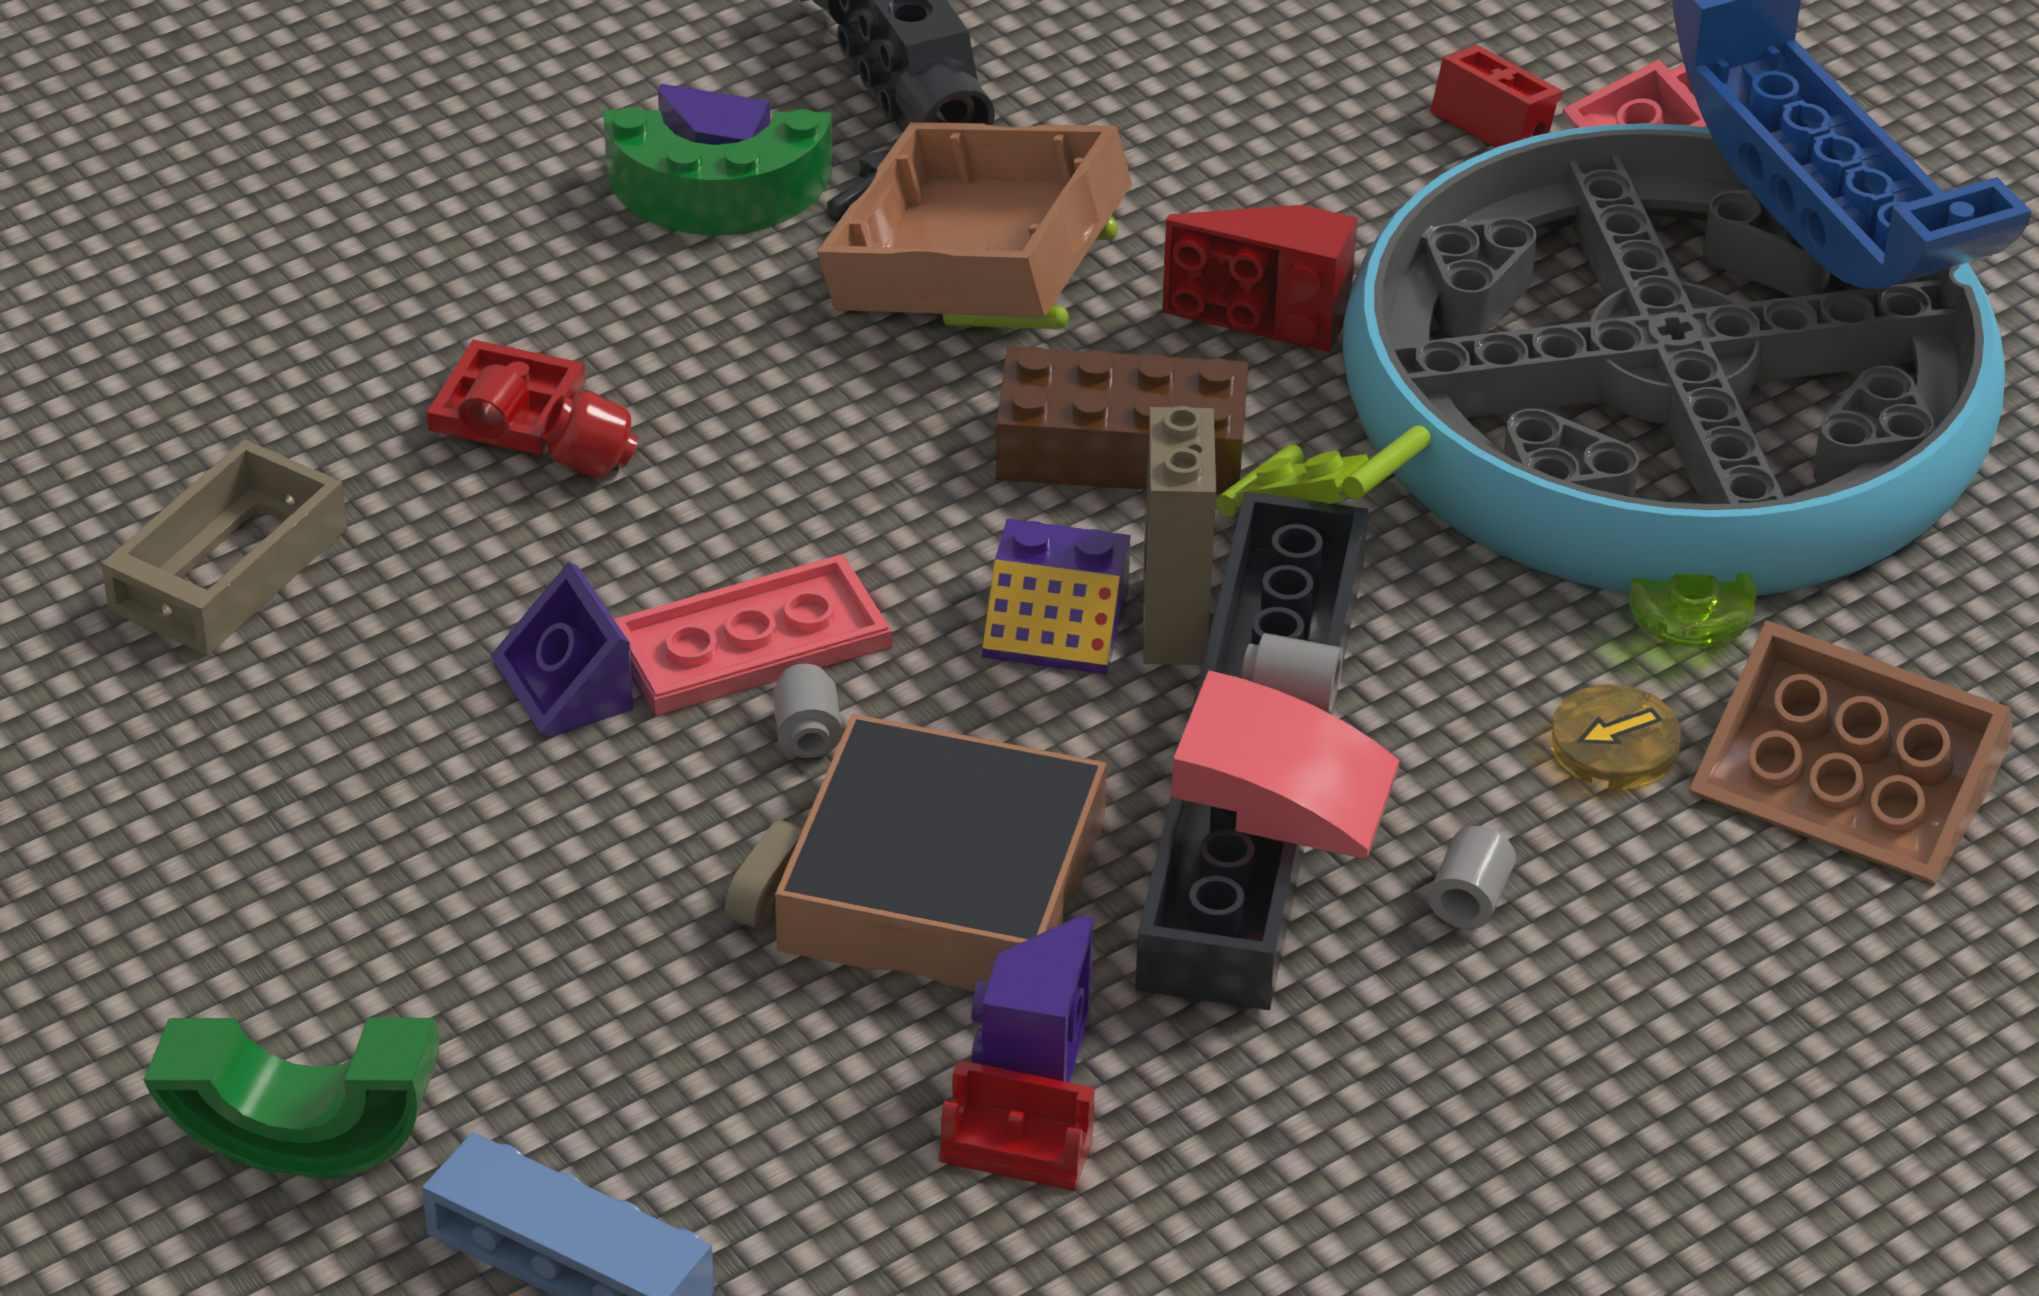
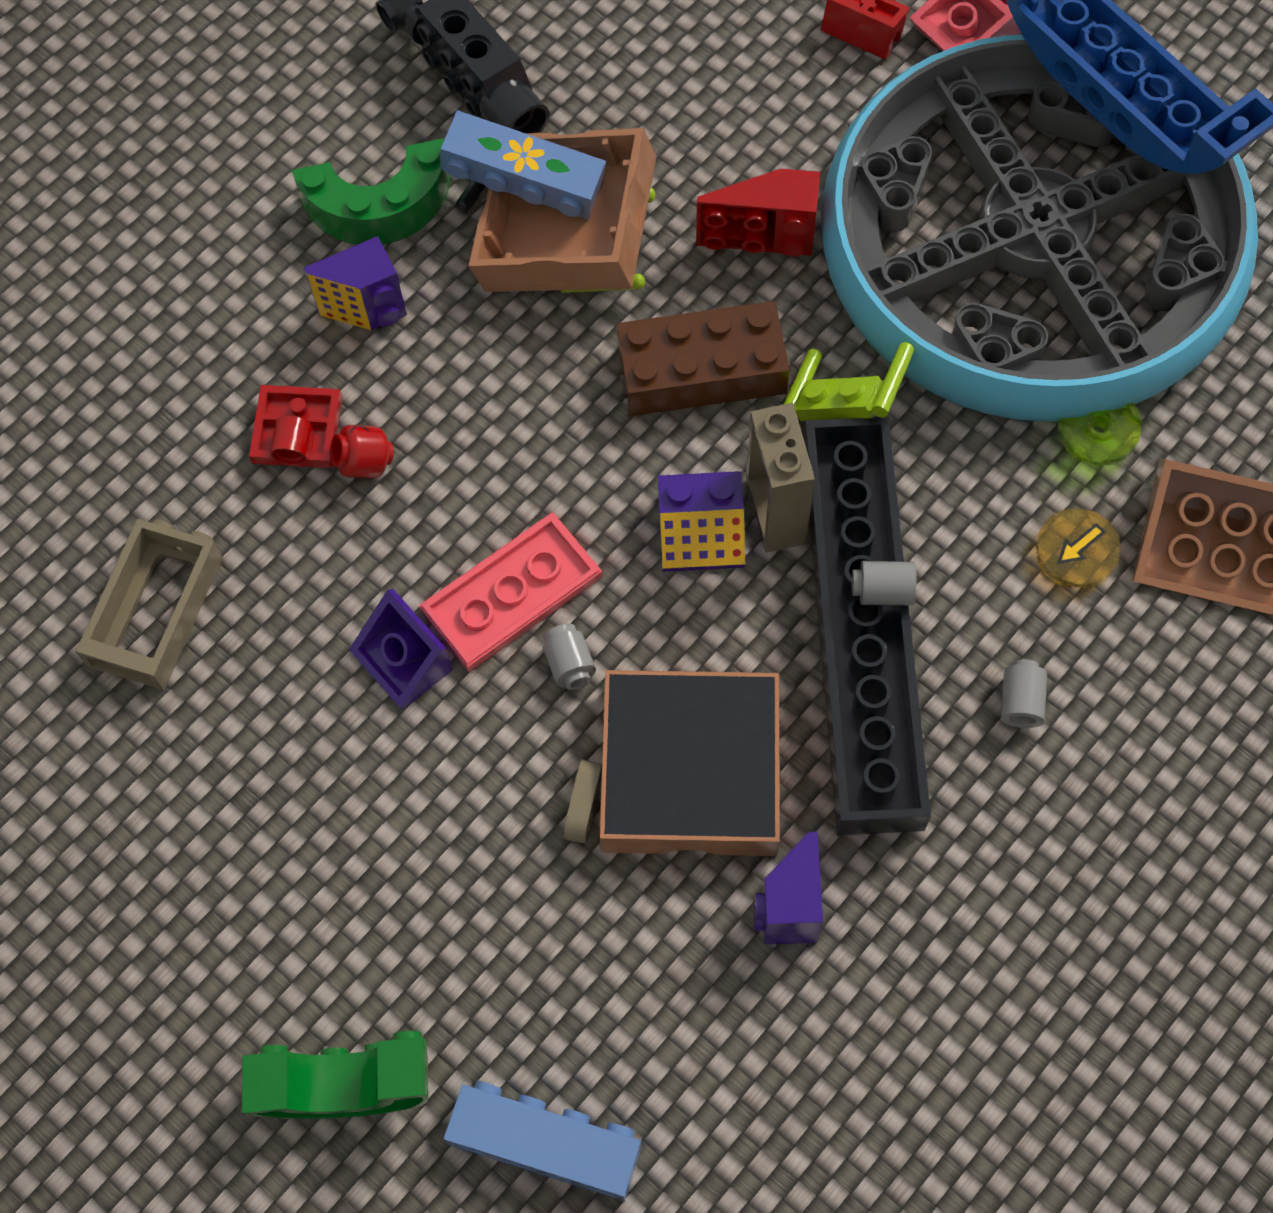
camera: 10 degrees left, 25 degrees up
(648, 250) = (357, 286): none -> dark purple slope
(711, 116) = (364, 157): dark purple slope -> none
(932, 148) = (522, 165): none -> medium blue brick
(1017, 1125) = (798, 976): red hinge -> none
(1283, 767) = (901, 669): coral slope -> none

